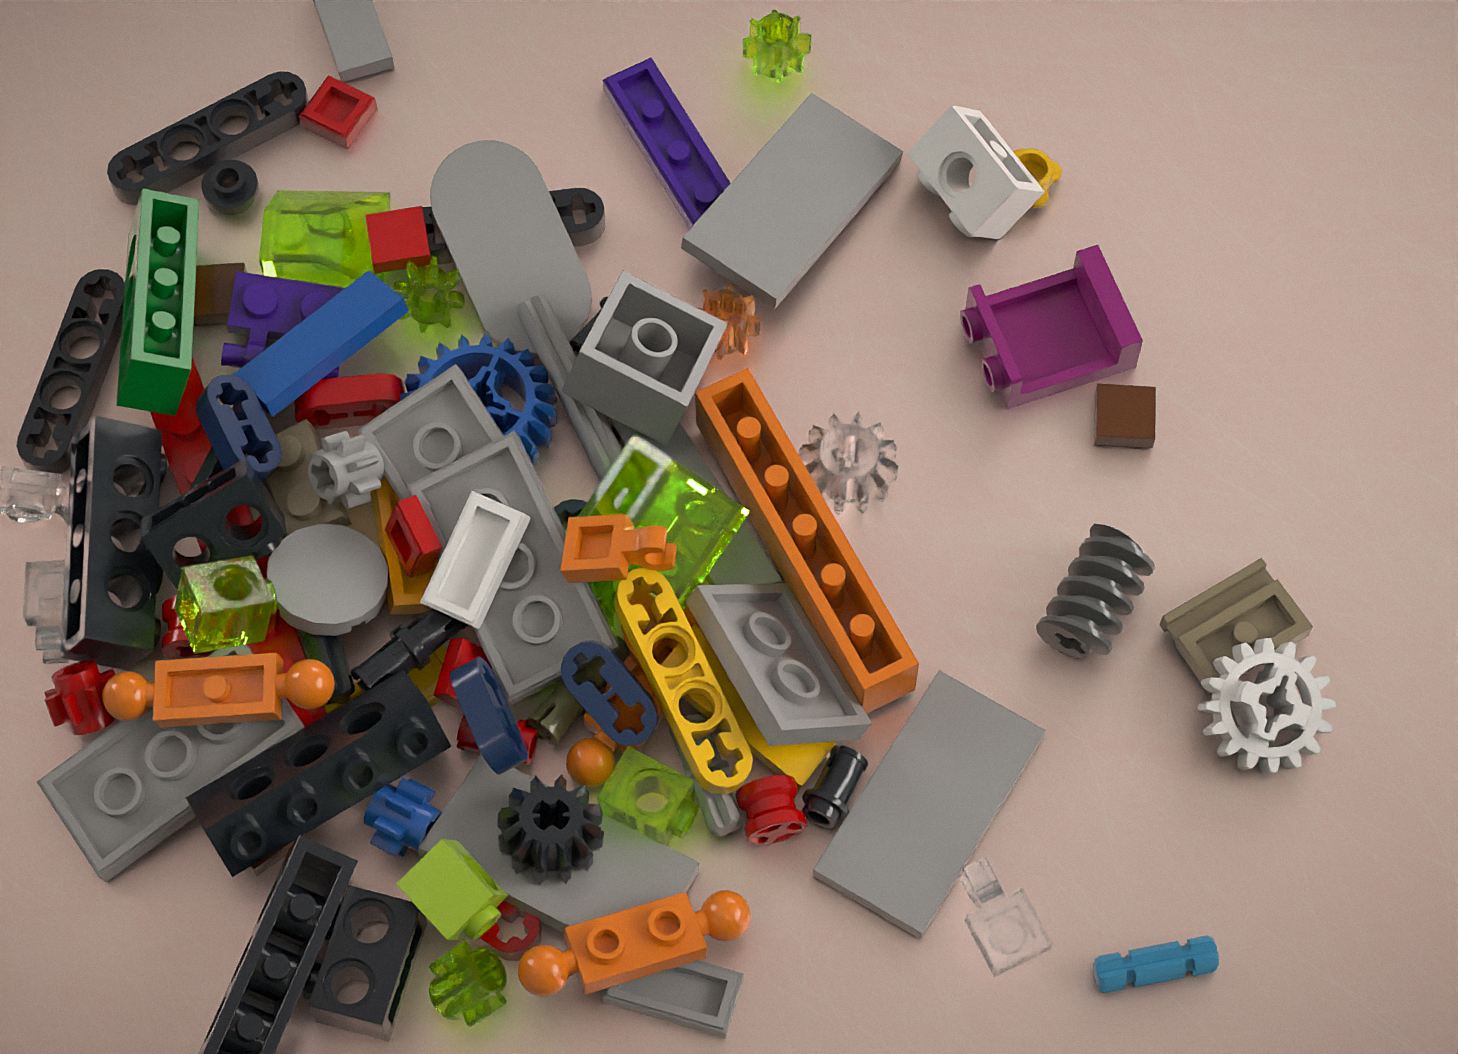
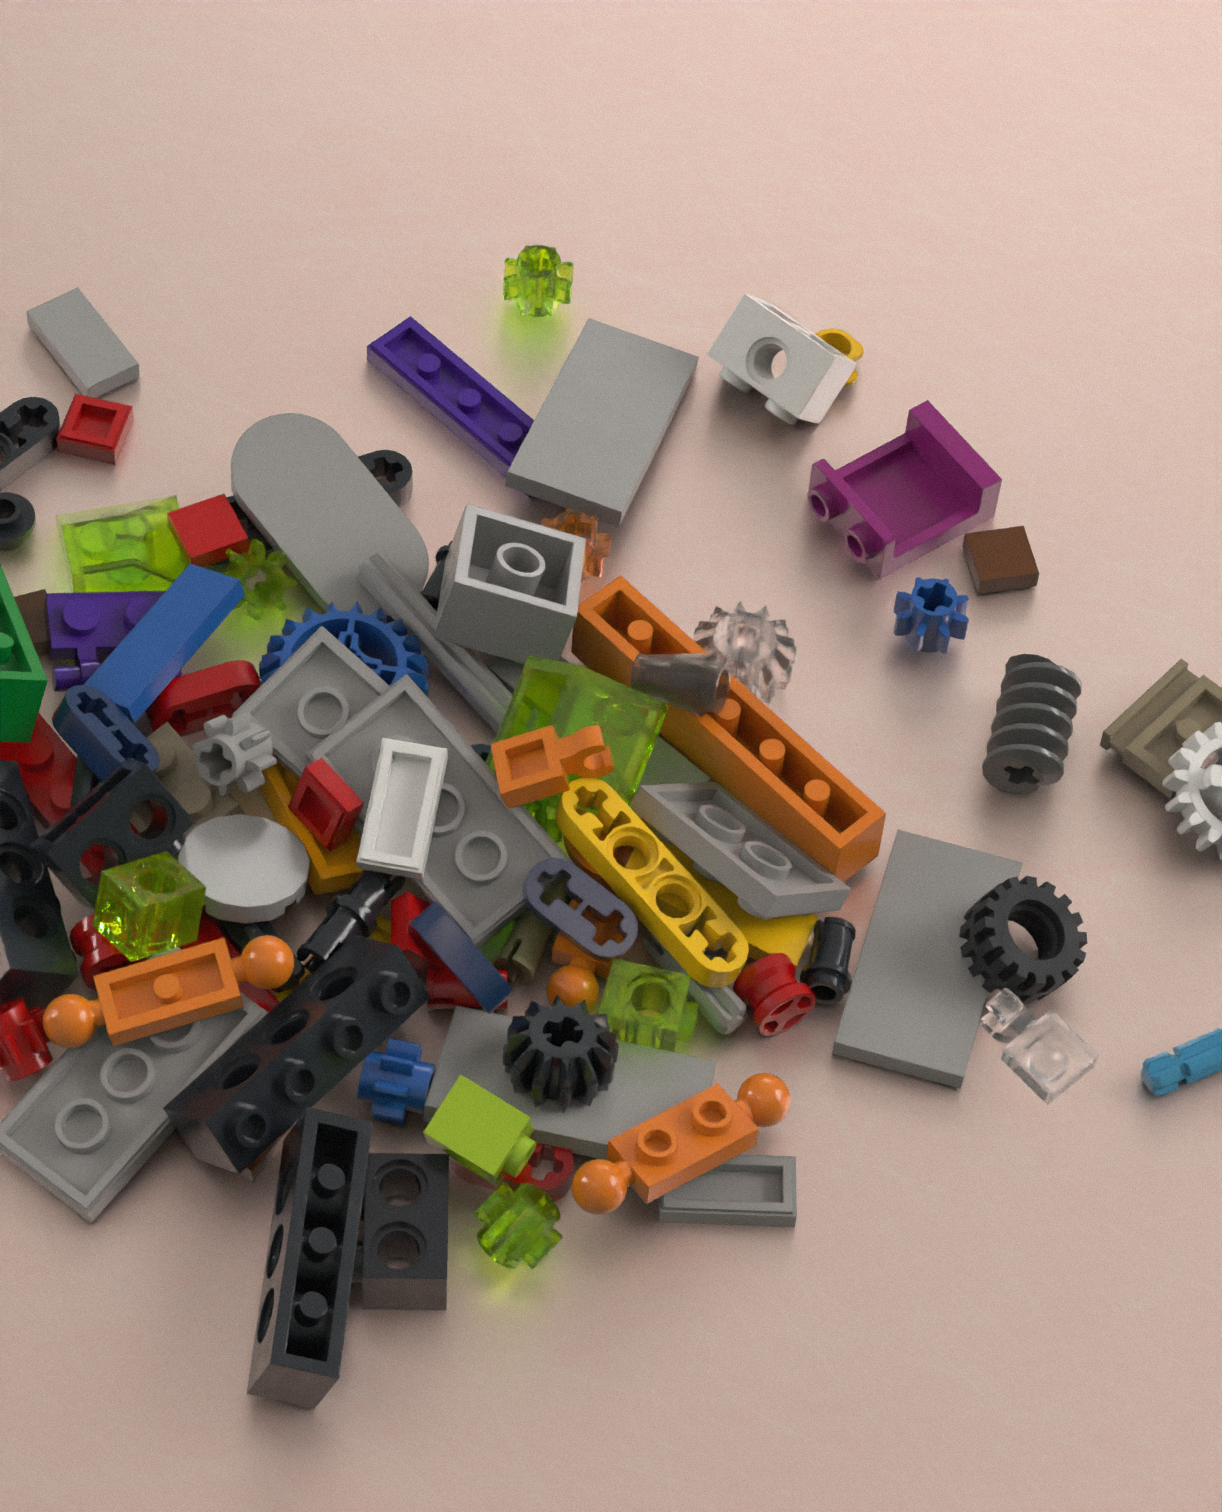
camera: 20 degrees left, 10 degrees down
(767, 492) = (683, 680): none -> clear smoke cone
(1037, 461) = (931, 615): none -> blue gear
(1050, 807) = (1044, 918): none -> black tyre

